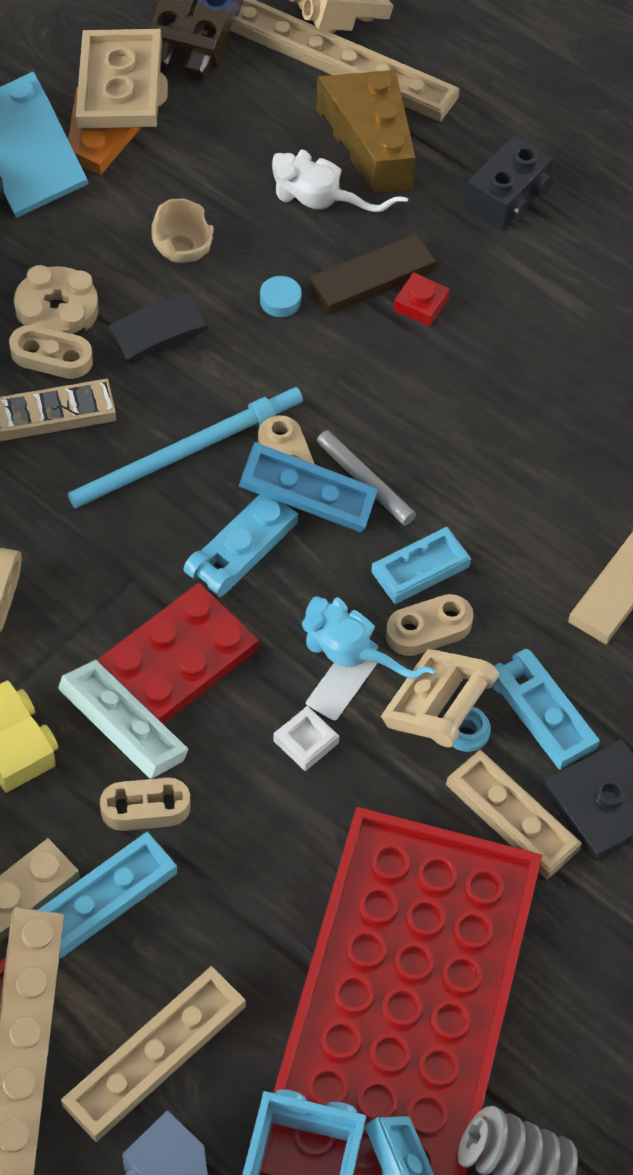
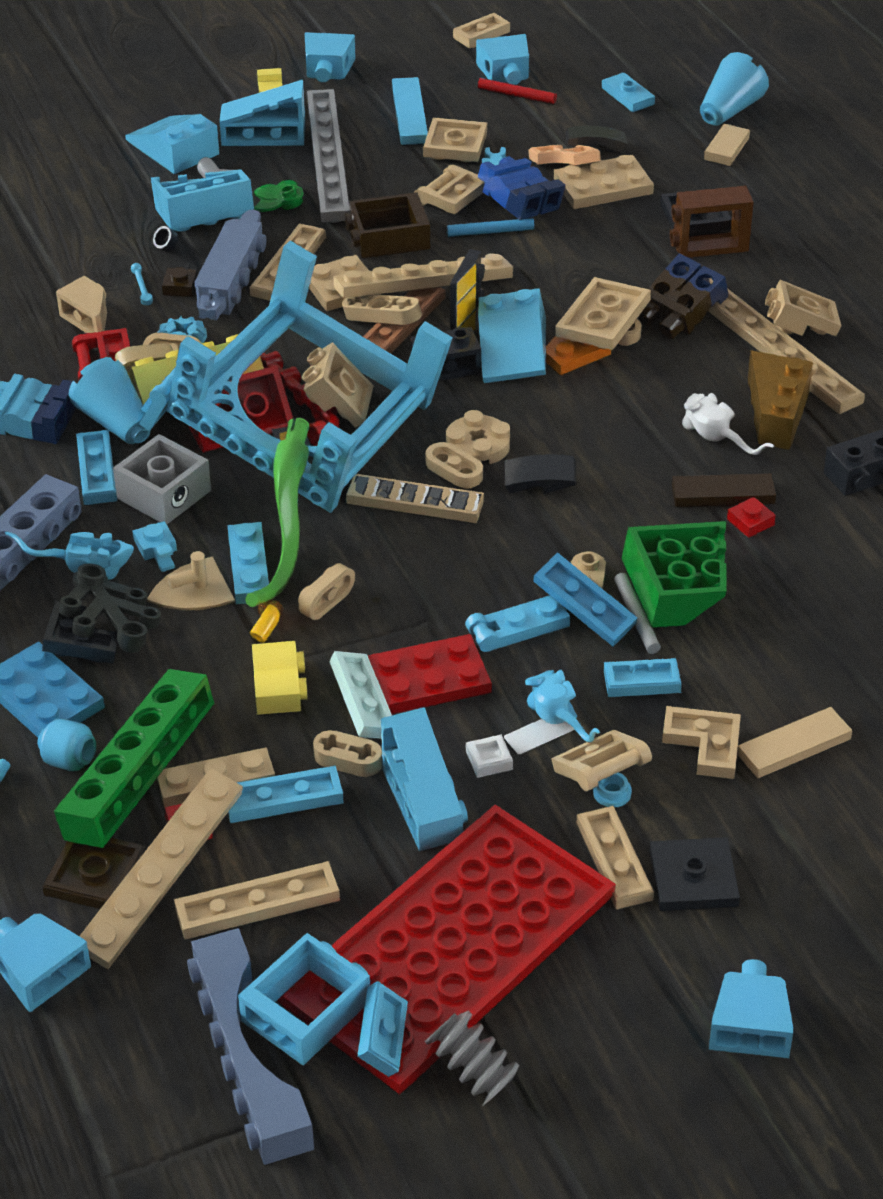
camera: 30 degrees right, 15 degrees down
(181, 231) = (592, 419): tan hair -> none
(256, 414) = (515, 551): medium azure bar -> none
(261, 814) = (421, 779): none -> medium azure wedge
(280, 296) = (644, 483): medium azure tile -> none
(390, 408) = (676, 569): none -> green wedge
(431, 623) = (629, 717): tan plate -> none
(532, 607) = (710, 731): none -> tan plate
(545, 710) = (678, 798): medium azure plate -> none

